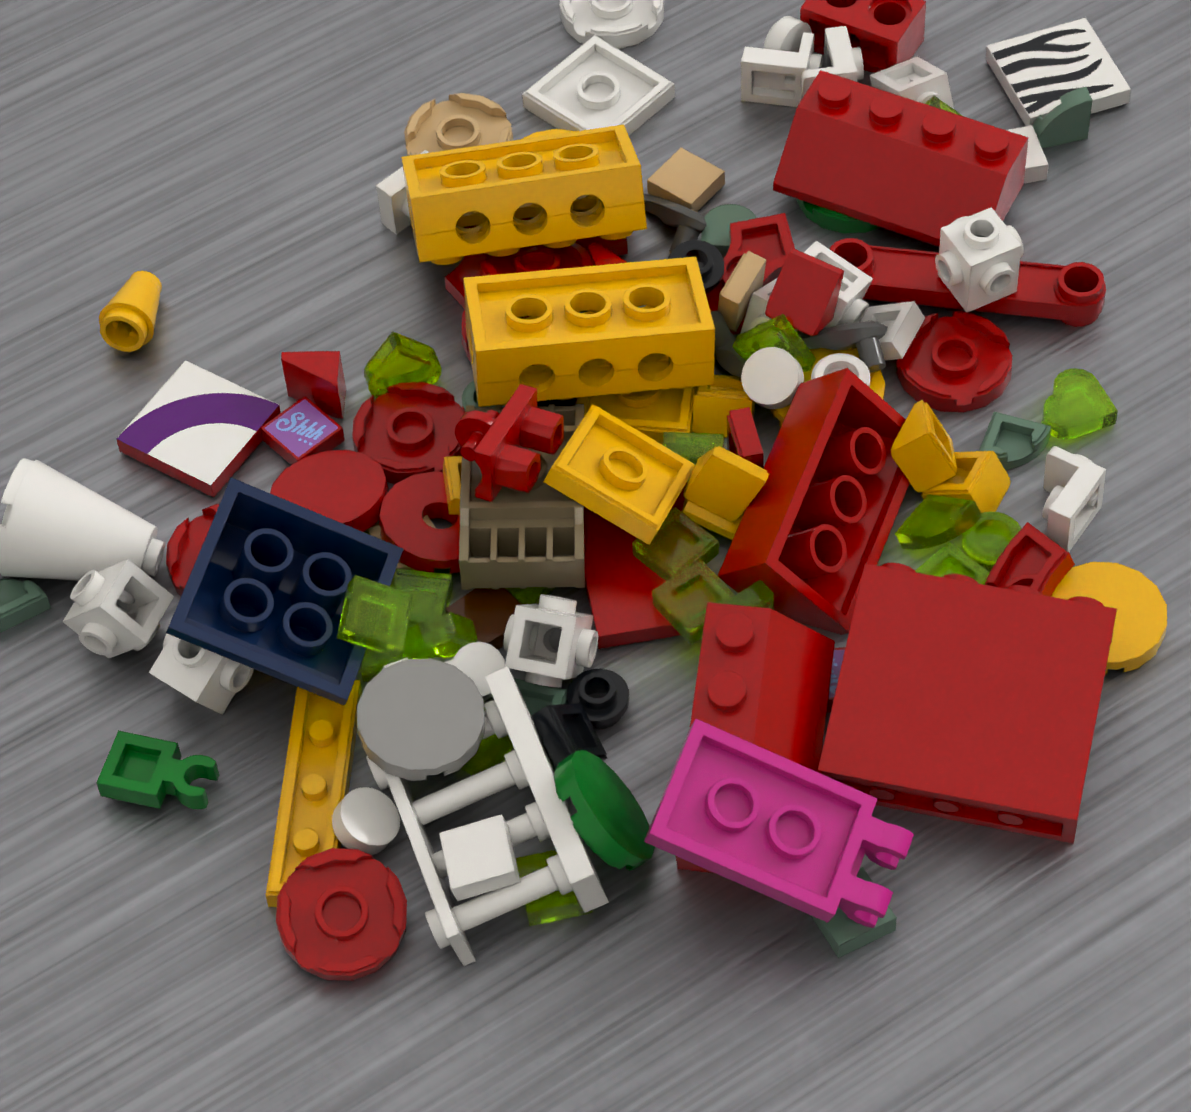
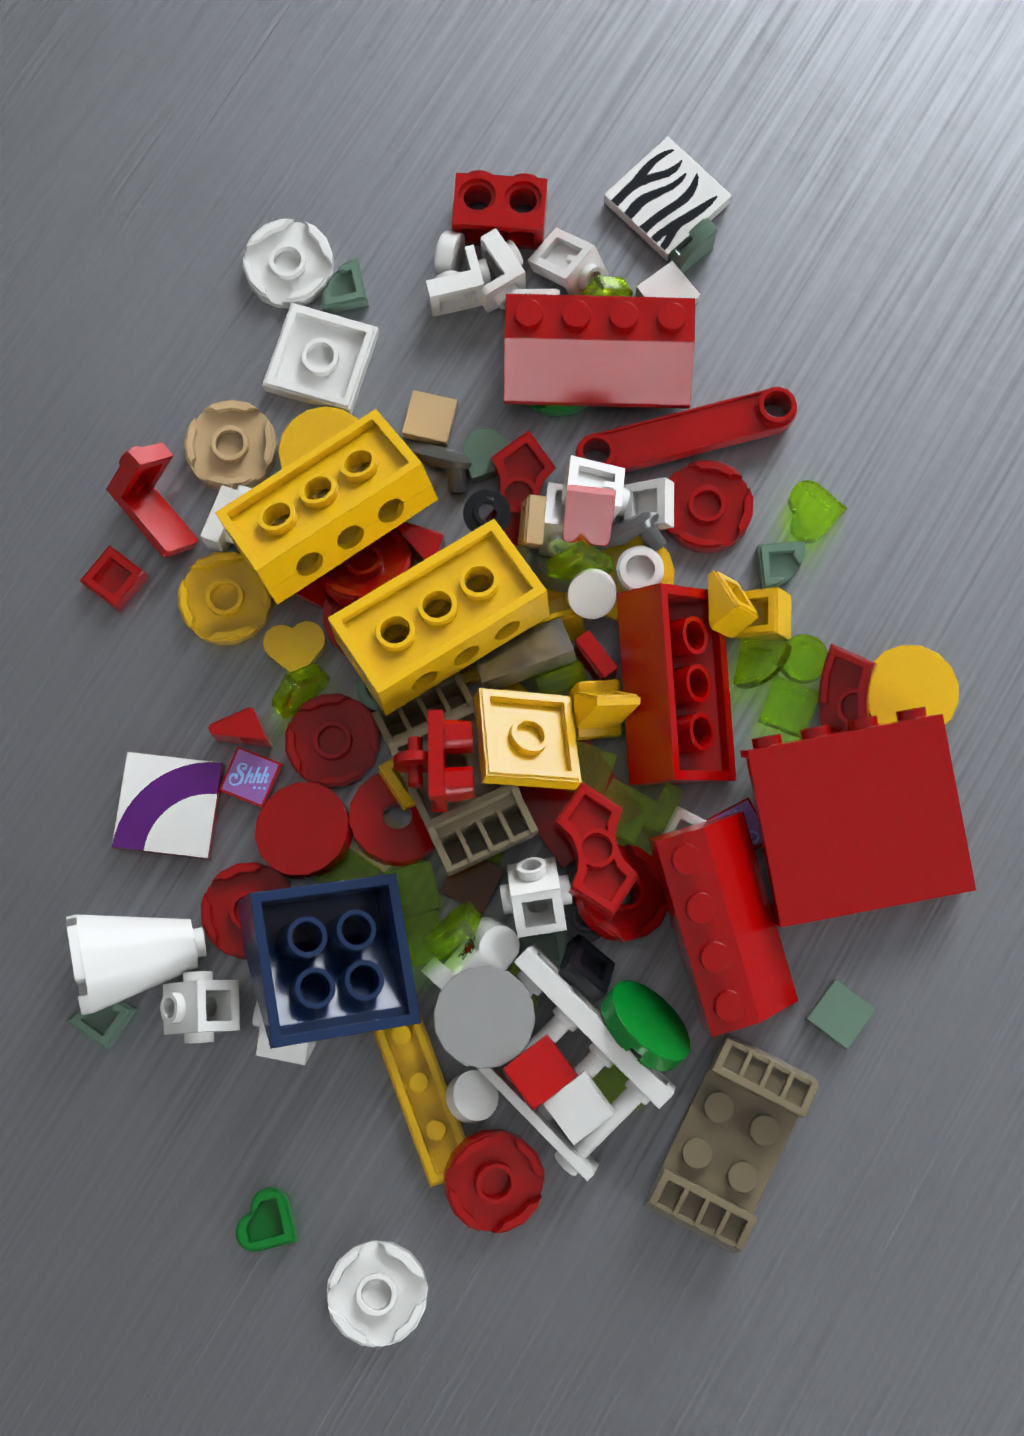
camera: 25 degrees left, 25 degrees up
(64, 863) = (268, 1223): none -> green tile
(131, 314) = (61, 724): yellow cone -> none
(142, 985) = (377, 1293): none -> white tile
(149, 768) = (290, 1125): green plate -> none
(267, 211) = (114, 578): none -> red tile
(336, 133) = (136, 494): none -> red bracket
(372, 268) = (224, 599): none -> yellow tile
(375, 616) = (409, 948): clear neon green tile -> none
(433, 327) = (295, 646): none -> yellow tile
(451, 798) = (540, 1072): none -> red slope
(626, 697) = (646, 905): none -> red tile
(634, 630) = (601, 871): none -> red tile
(643, 986) = (730, 1143): none -> dark tan plate
(660, 46) = (345, 289): none -> sand green tile
(670, 411) = (527, 655): none -> flat silver tile
(775, 827) = (778, 1001): dark pink tile -> none
(979, 259) = (702, 423): white brick -> none
(1074, 495) = (852, 611): white bracket -> none

